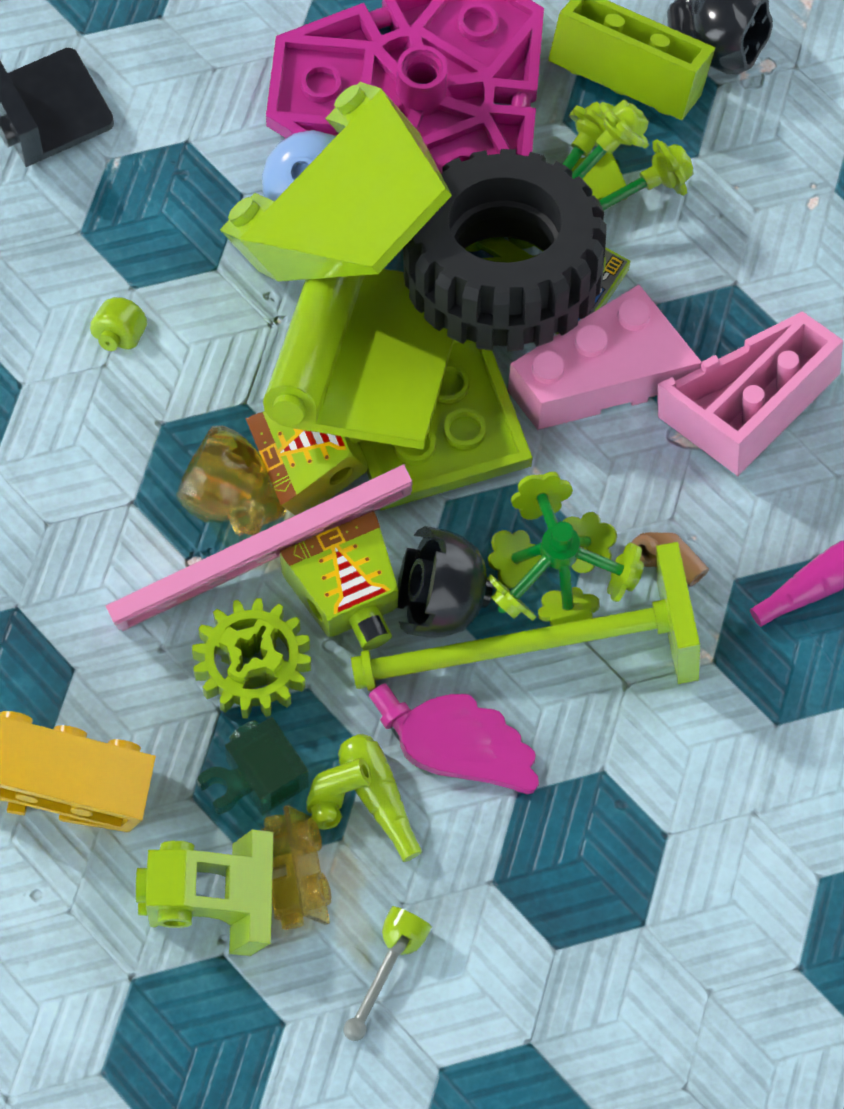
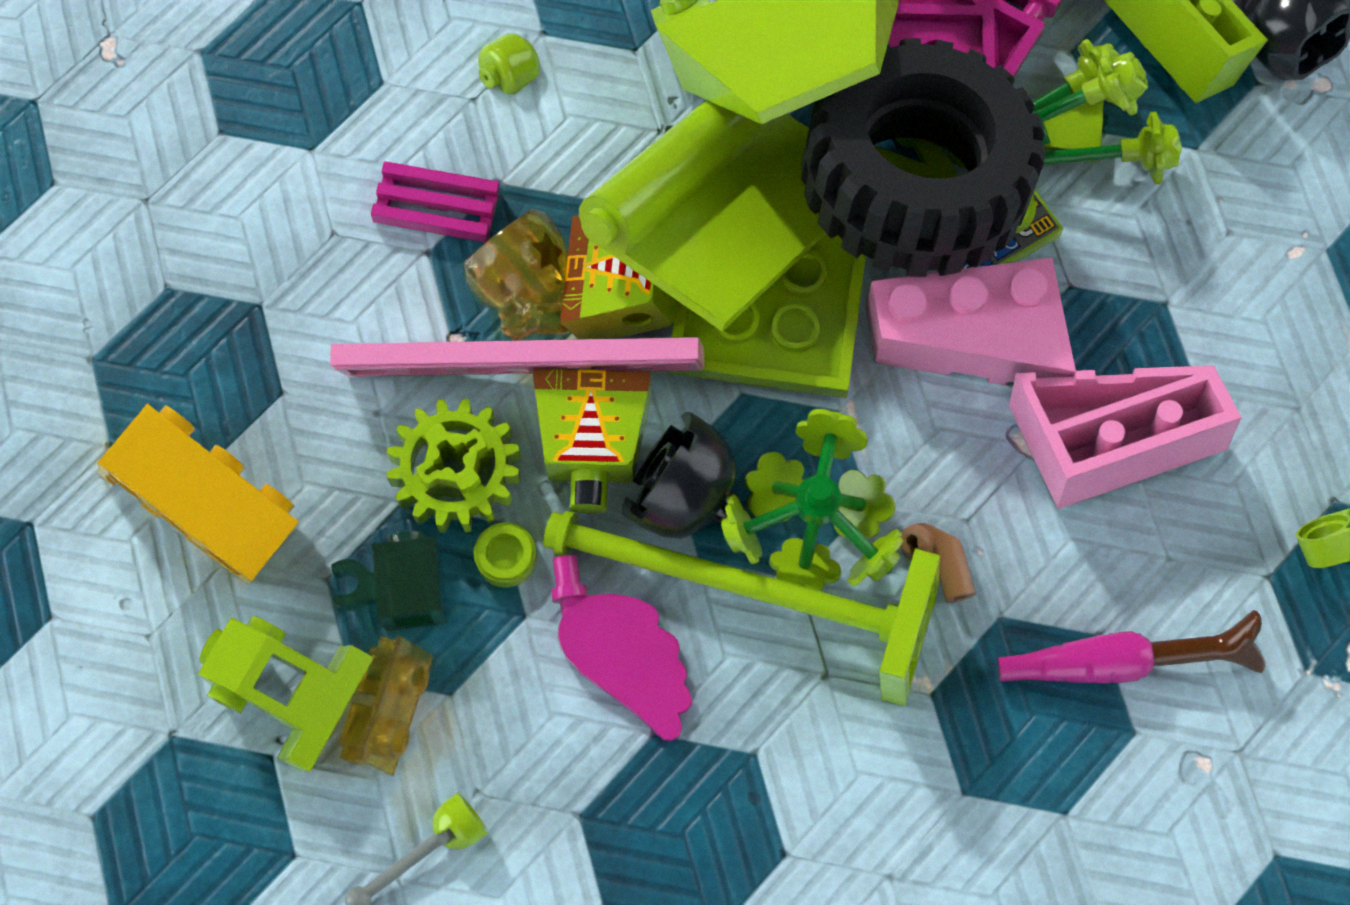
camera: 30 degrees right, 5 degrees up
(115, 442) = (439, 181): none -> dark pink tile
(327, 710) = (505, 554): none -> lime tile
(330, 788) = (459, 640): lime arm -> none
(382, 795) = (510, 651): lime piece -> none

